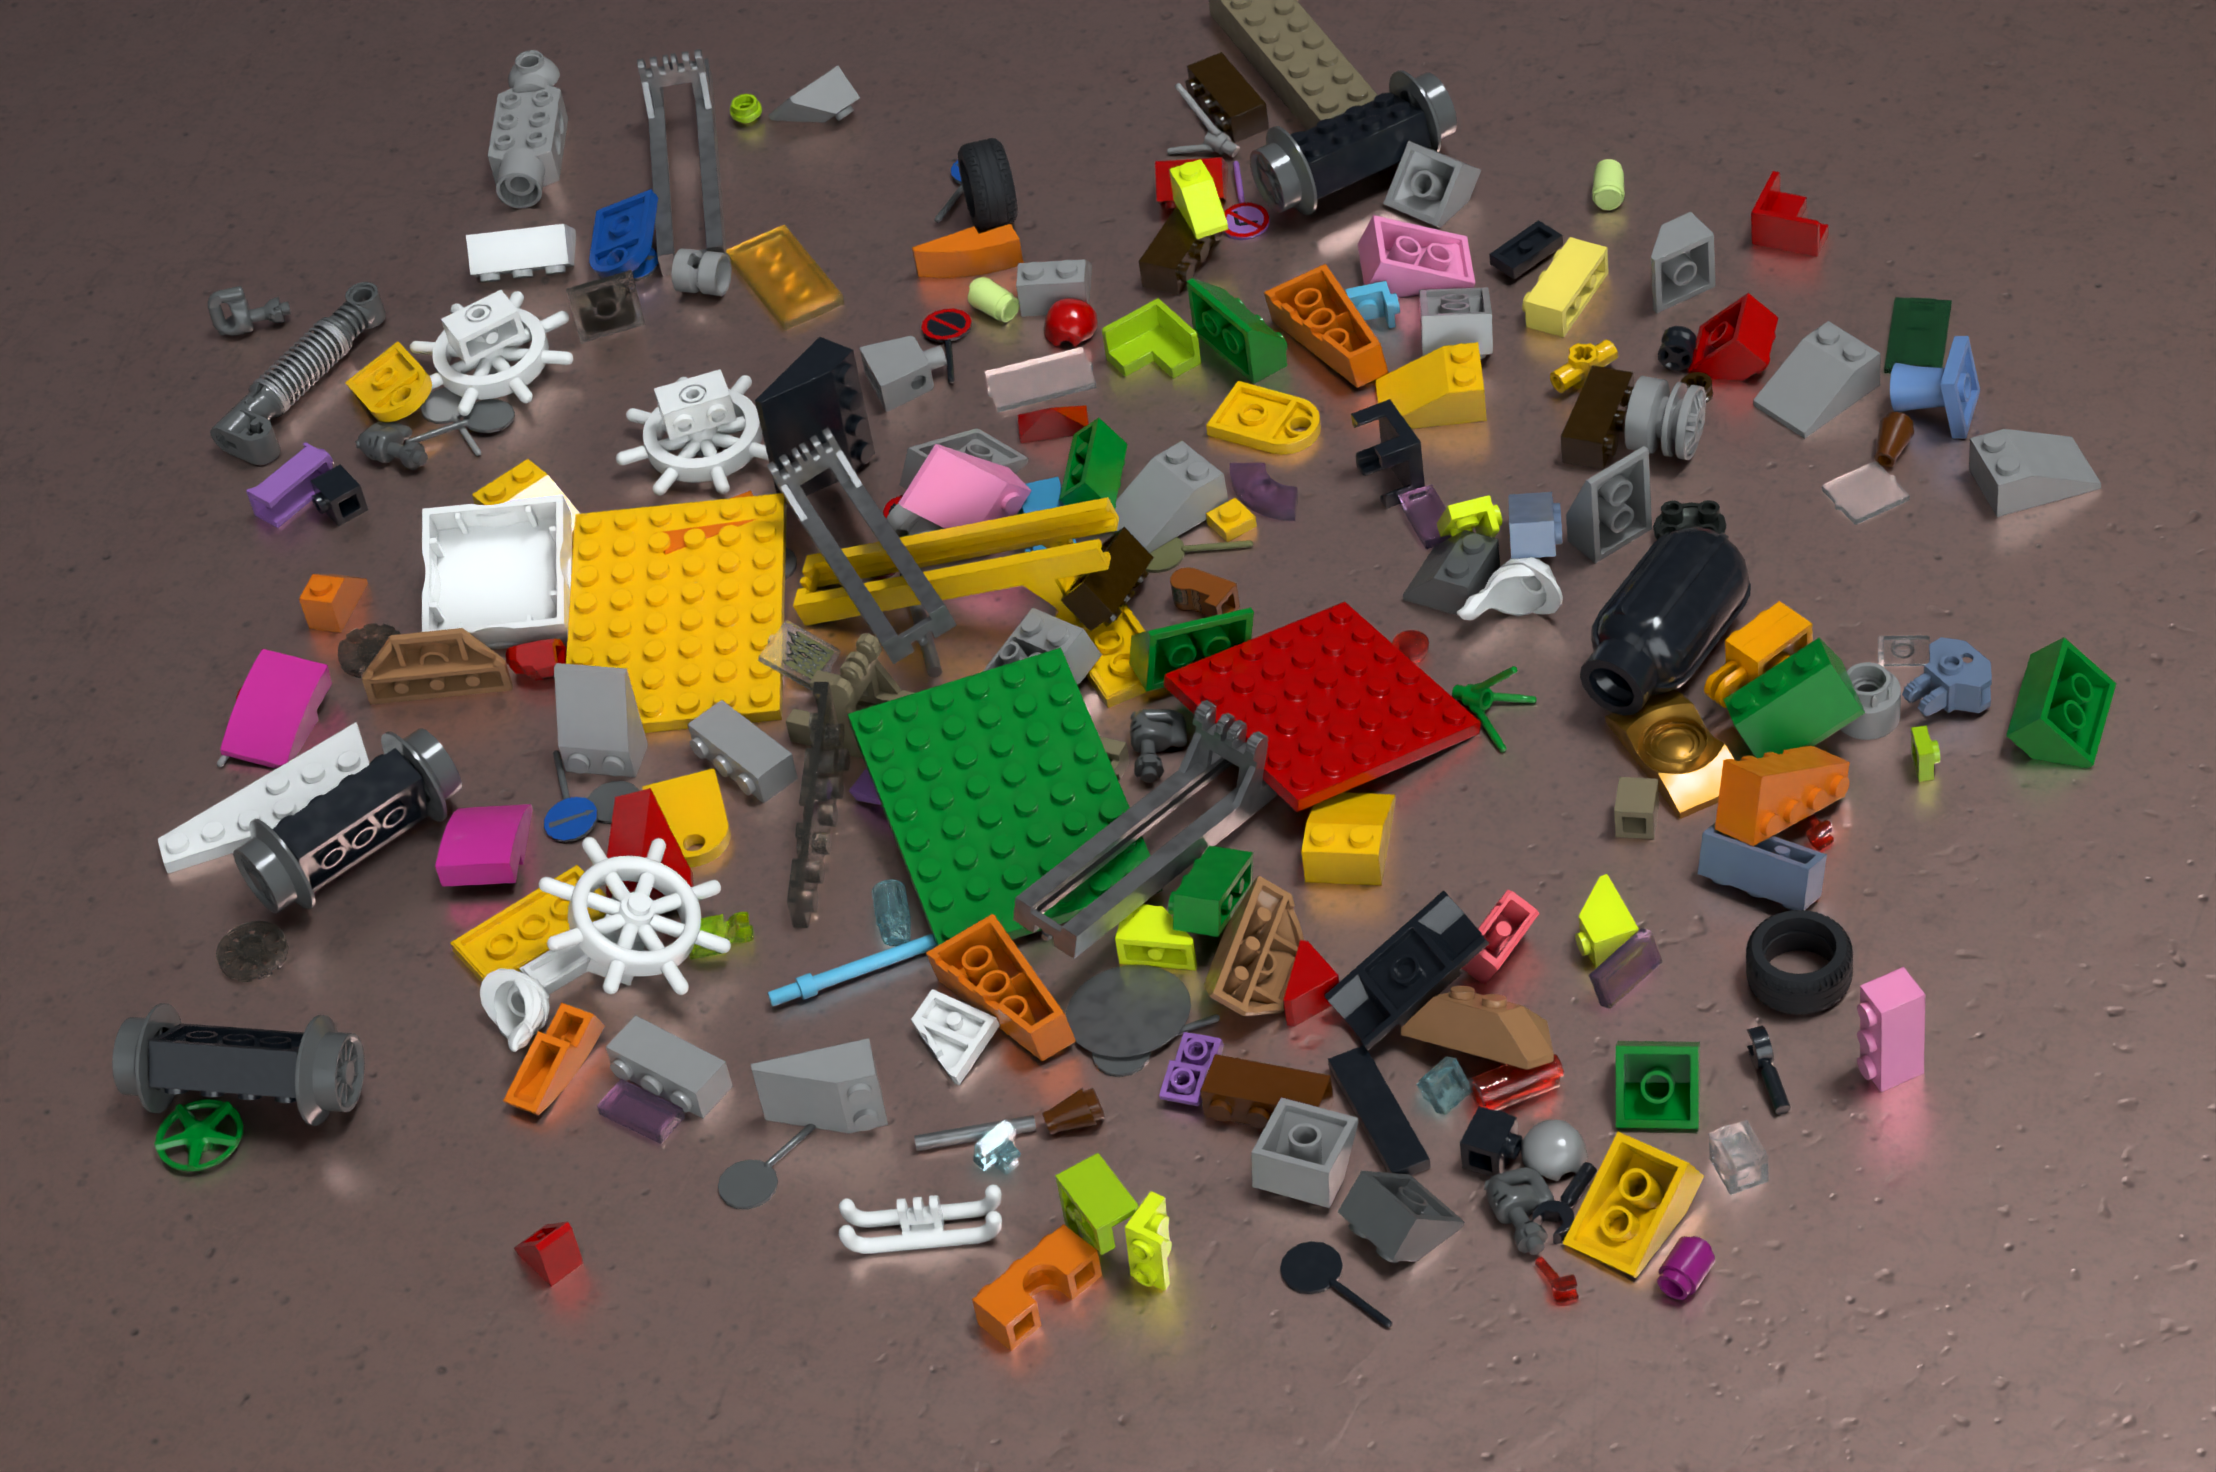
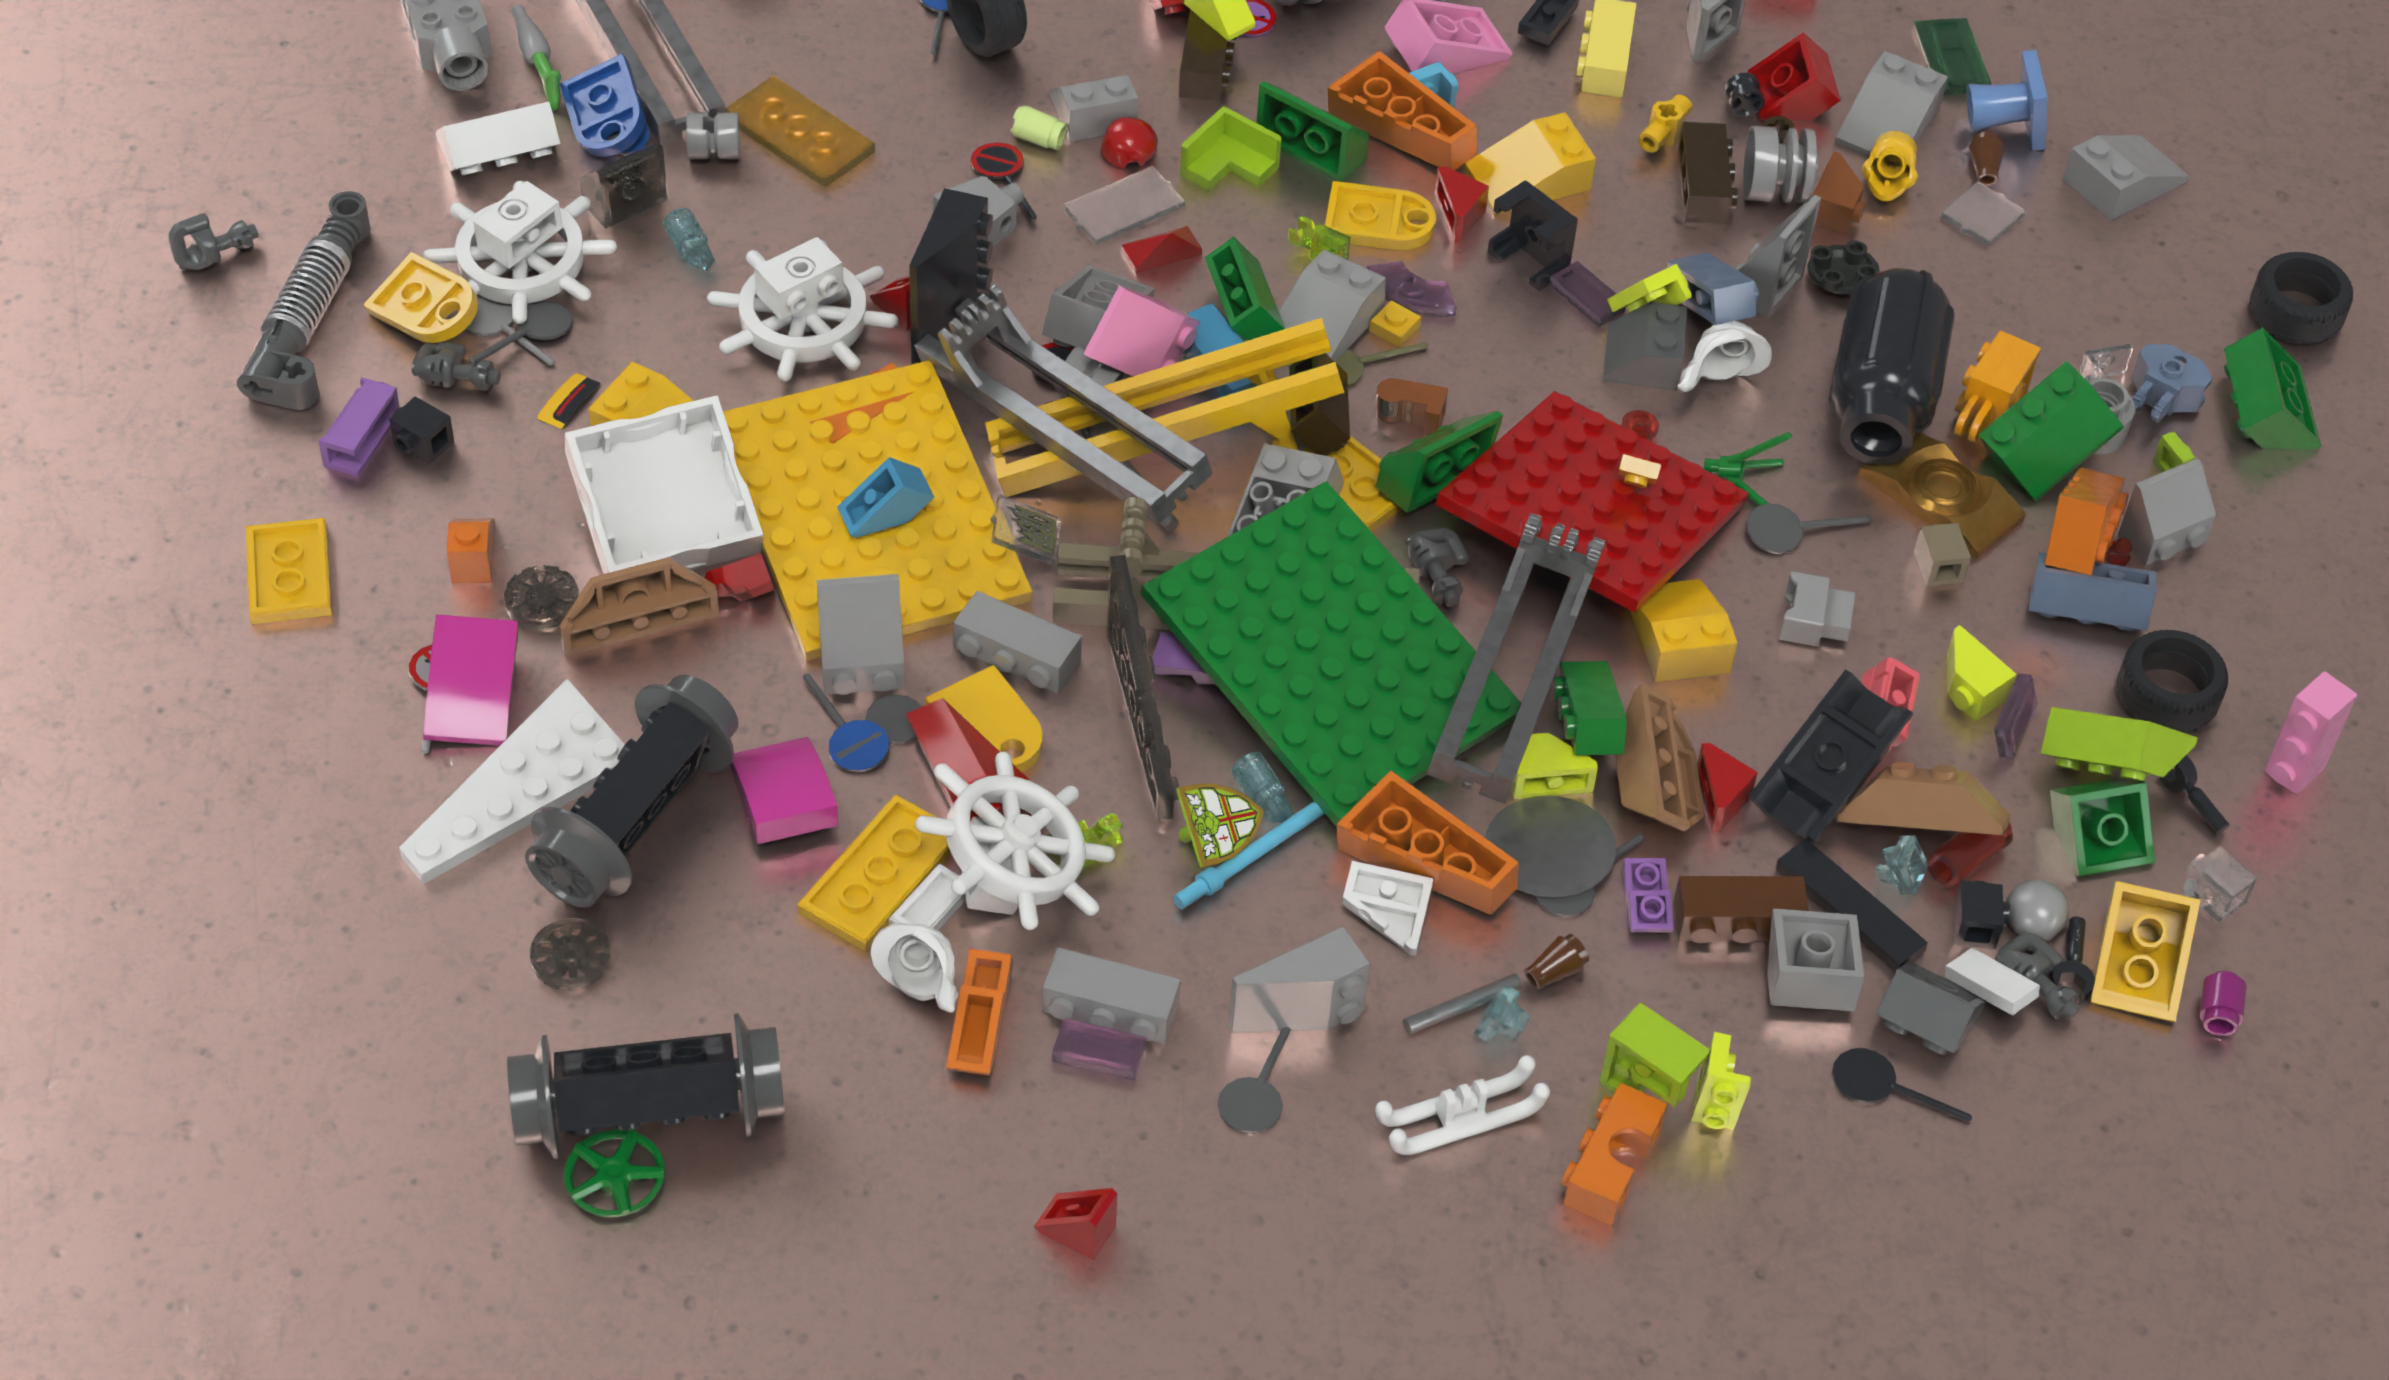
camera: 30 degrees left, 5 degrees up
(183, 597) = (288, 571): none -> yellow tile
(463, 493) = (567, 400): none -> sticker
(592, 181) = (537, 52): none -> piece
(640, 360) = (689, 238): none -> clear light blue hinge
(679, 606) = (886, 498): none -> dark azure slope
(828, 933) = (1217, 821): none -> shield
(968, 253) = (990, 83): orange slope -> none
(1197, 435) = (1319, 238): none -> clear neon green plate
(1339, 423) = (1460, 200): none -> red slope
(1362, 683) = (1638, 471): none -> plate
(1456, 318) = (1518, 92): light grey slope -> none
(1469, 1204) = (1992, 981): none -> white tile
(1484, 840) = (1816, 610): none -> light grey piece
(1497, 759) = (1780, 530): none -> dark grey piece
(1562, 1287) = (2114, 1047): clear red hand -> none
(1691, 1008) = (2113, 743): none -> lime slope
(1714, 457) = (1840, 196): none -> dark orange slope
(1785, 433) = (1891, 165): none -> yellow head
(1879, 801) = (2169, 513): none -> light grey slope
(2138, 642) = (2305, 274): none -> black tyre

